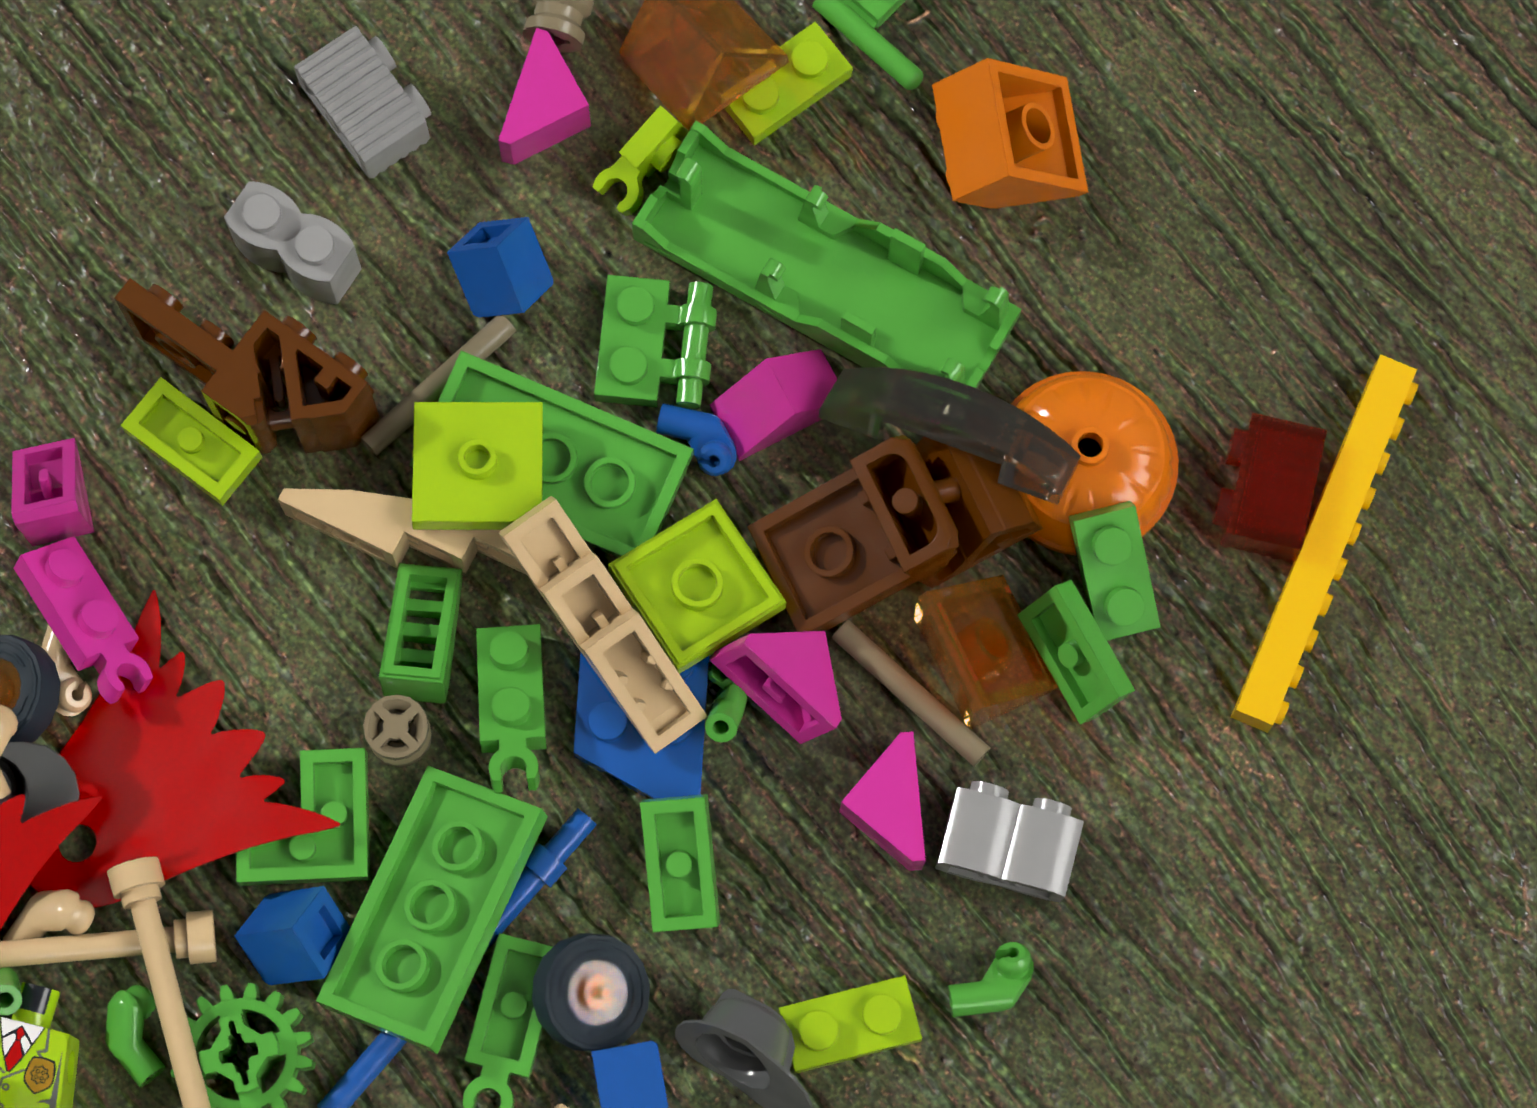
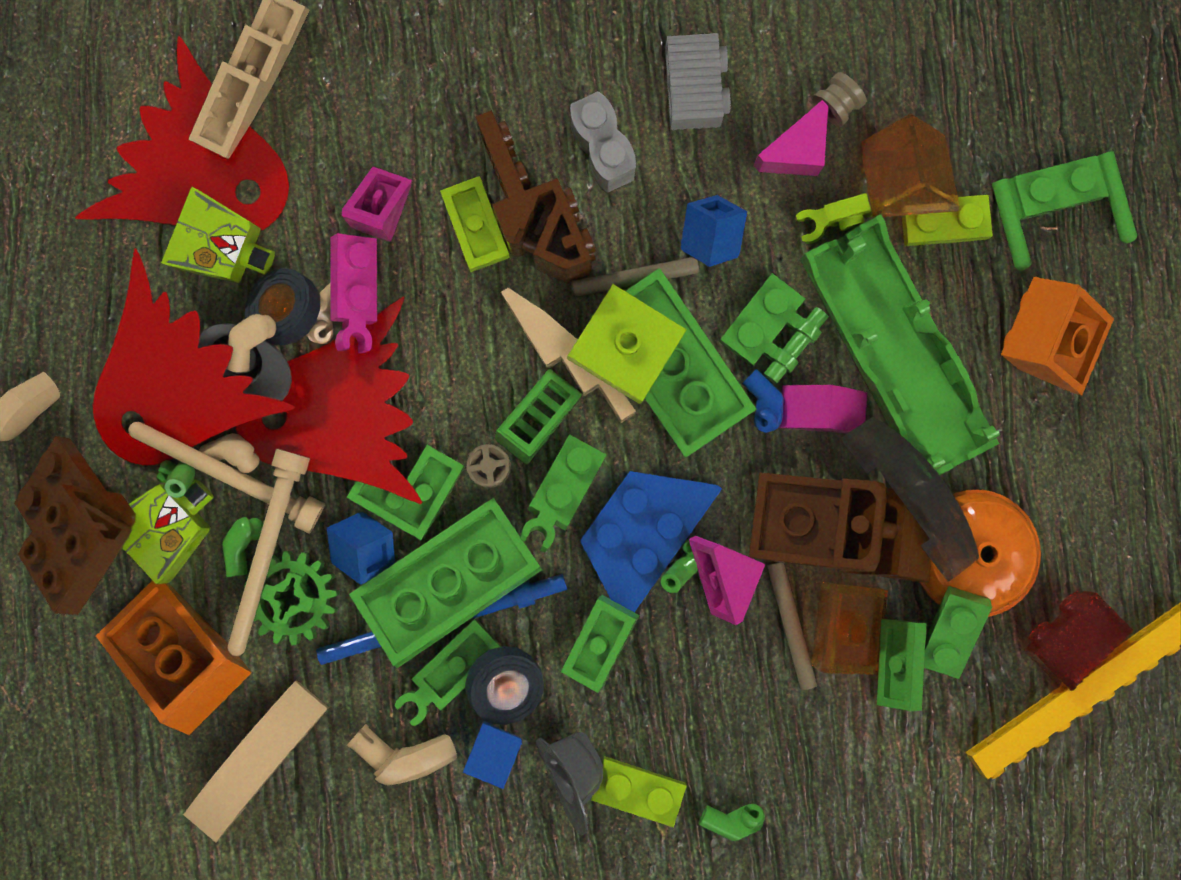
camera: 35 degrees right, 10 degrees up
(603, 624) = (640, 481): tan slope -> none
(697, 586) = (708, 491): lime plate -> none
(888, 803) = (740, 683): dark pink slope -> none
(1010, 842) = (793, 750): light grey brick -> none

